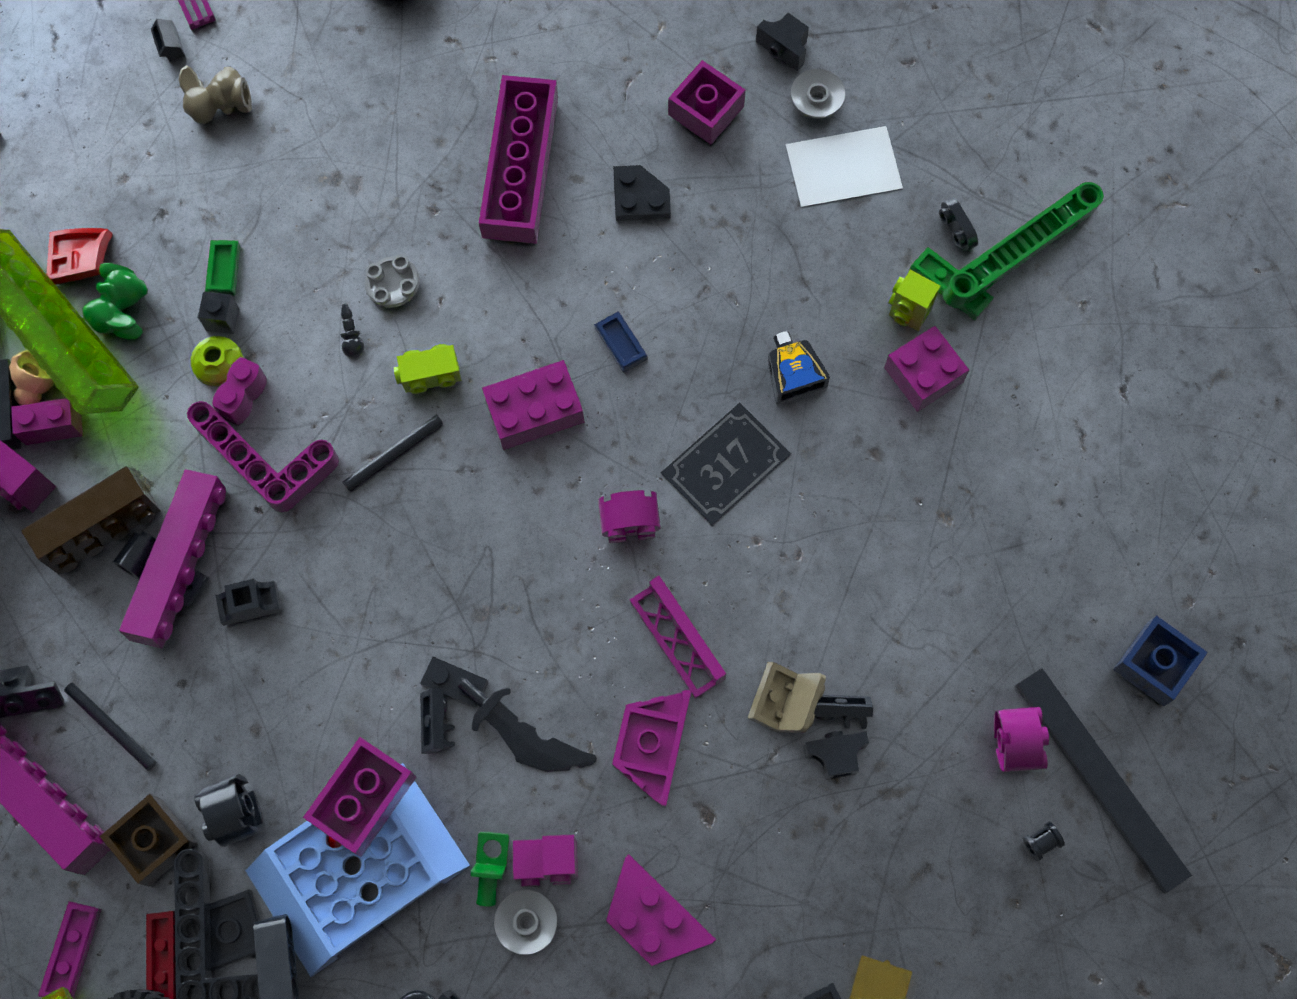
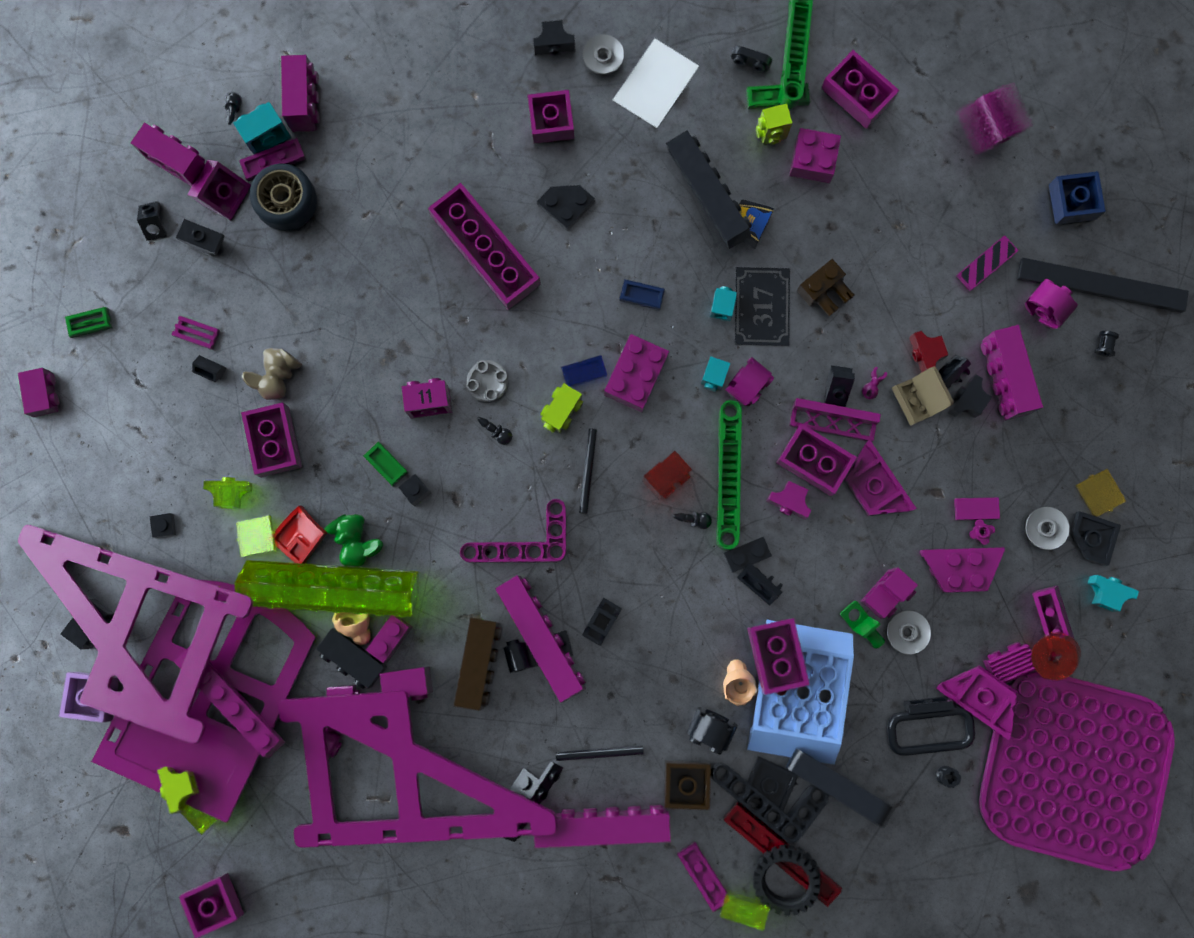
camera: 45 degrees left, 10 degrees up
(42, 219) = (255, 536): none -> clear neon green piece
(62, 158) = (228, 492): none -> clear neon green brick
(146, 148) = (271, 440): none -> magenta brick
(215, 372) = (448, 524): lime piece -> none
(243, 386) = (472, 513): magenta brick -> none
(299, 790) = (735, 692): none -> light nougat piece
(317, 240) = (426, 398): none -> magenta brick
(447, 606) = (701, 520): none -> black bar
(455, 527) = (667, 475): none -> clear red brick
(489, 358) = (584, 371): none -> clear blue tile
(516, 586) = (729, 475): none -> green gear
(522, 737) = (811, 546): black sword -> none
(551, 671) = (791, 500): none -> magenta brick
(607, 478) = (715, 374): none -> teal brick
(615, 655) = (816, 460): none -> magenta brick
(687, 421) = (723, 303): none -> teal brick
(706, 908) = (983, 538): none -> magenta plate
(715, 607) = (839, 385): none -> black brick
(730, 871) = (977, 508): none -> magenta tile
(748, 643) = (871, 388): none -> magenta arm
(783, 301) = (708, 189): none -> black brick
(797, 960) = (1057, 528): none -> light grey dish
(804, 494) = (821, 282): none -> dark brown brick
(844, 662) = (927, 350): none -> dark red brick
(905, 766) = (1011, 373): none -> magenta brick
(999, 638) = (987, 263): none -> tile
(1037, 347) = (859, 89): none -> magenta brick
(1146, 497) = (994, 118): none -> magenta piece

